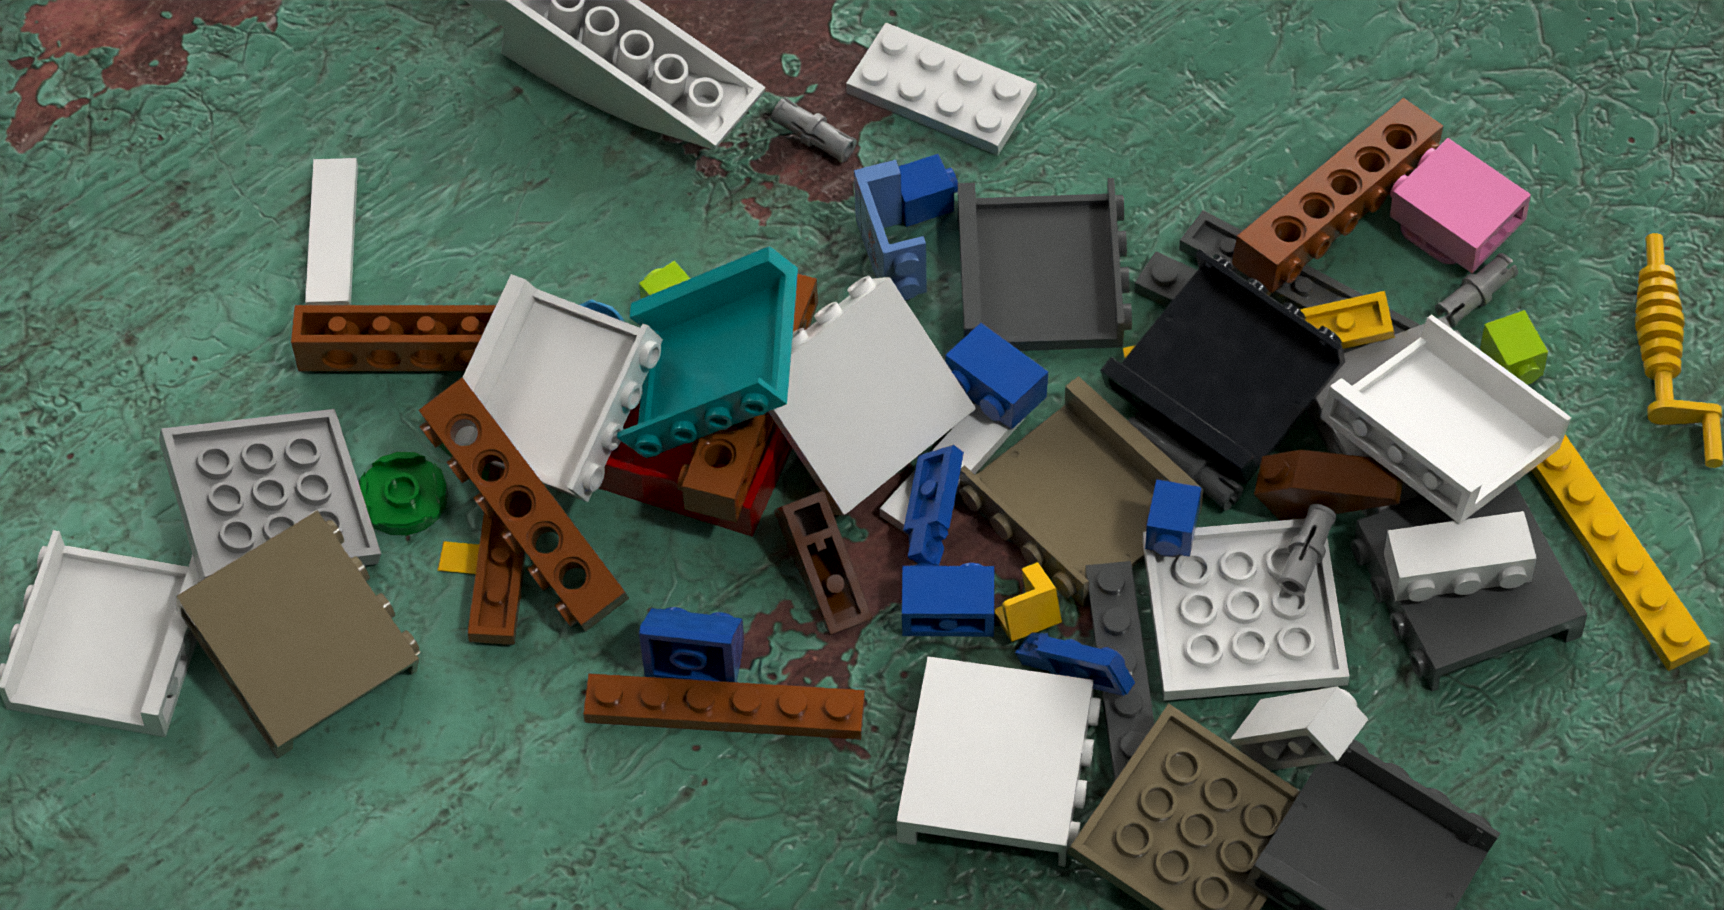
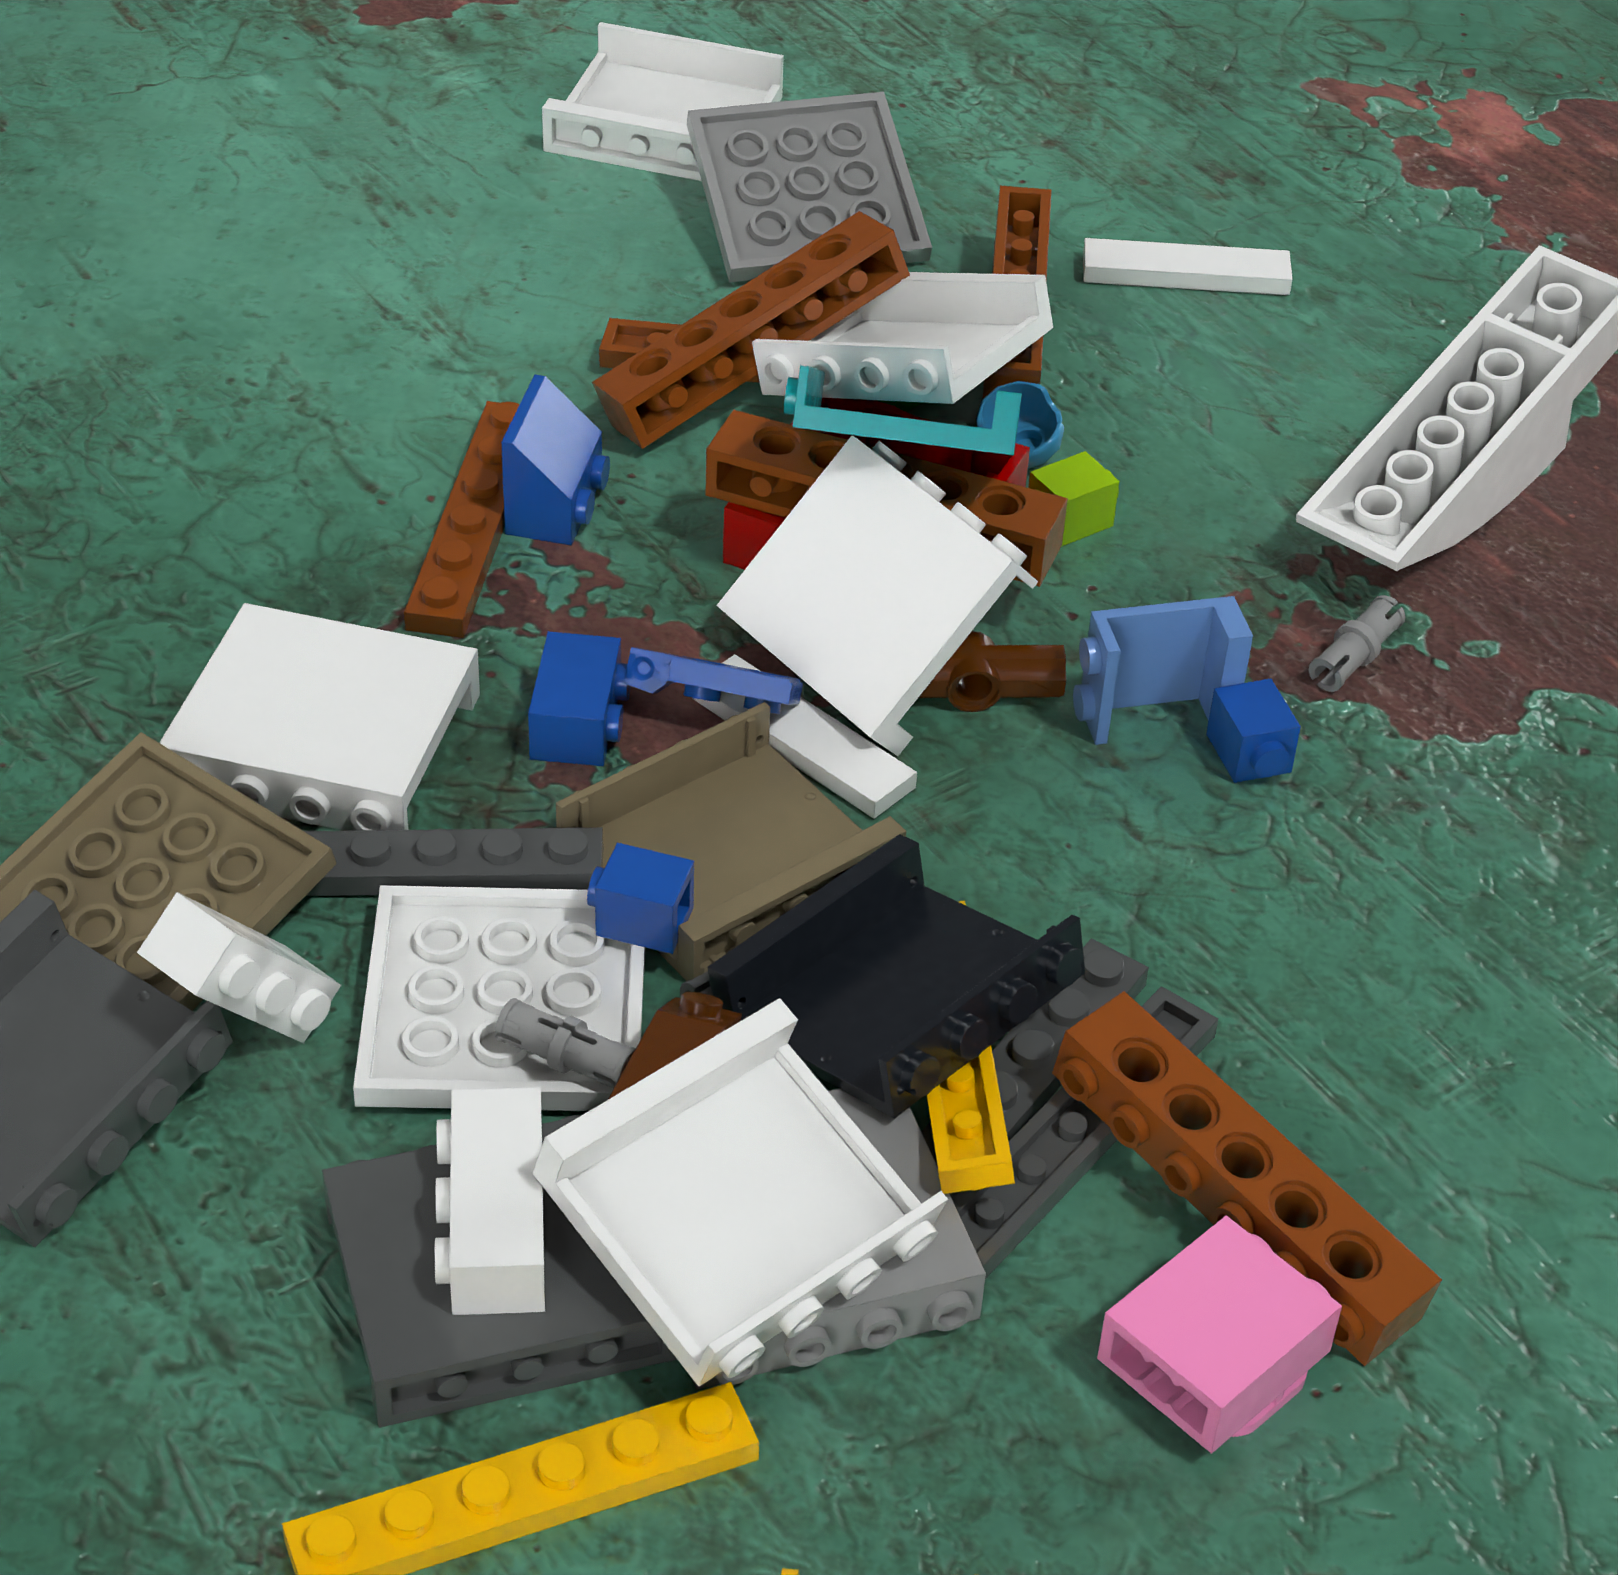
camera: 90 degrees right, 15 degrees down
(297, 630) = (625, 189): dark tan panel -> none
(823, 562) = (662, 590): reddish brown slope -> none
(941, 88) = (1444, 781): white plate -> none
(997, 376) = (916, 753): blue brick -> none
(1032, 610) = (547, 770): yellow panel -> none
(1045, 268) = (1124, 835): dark grey panel -> none
(1073, 659) = (437, 790): blue hinge -> none
(1477, 289) = (1064, 1362): light grey pin -> none
(1515, 346) = (931, 1389): lime brick -> none

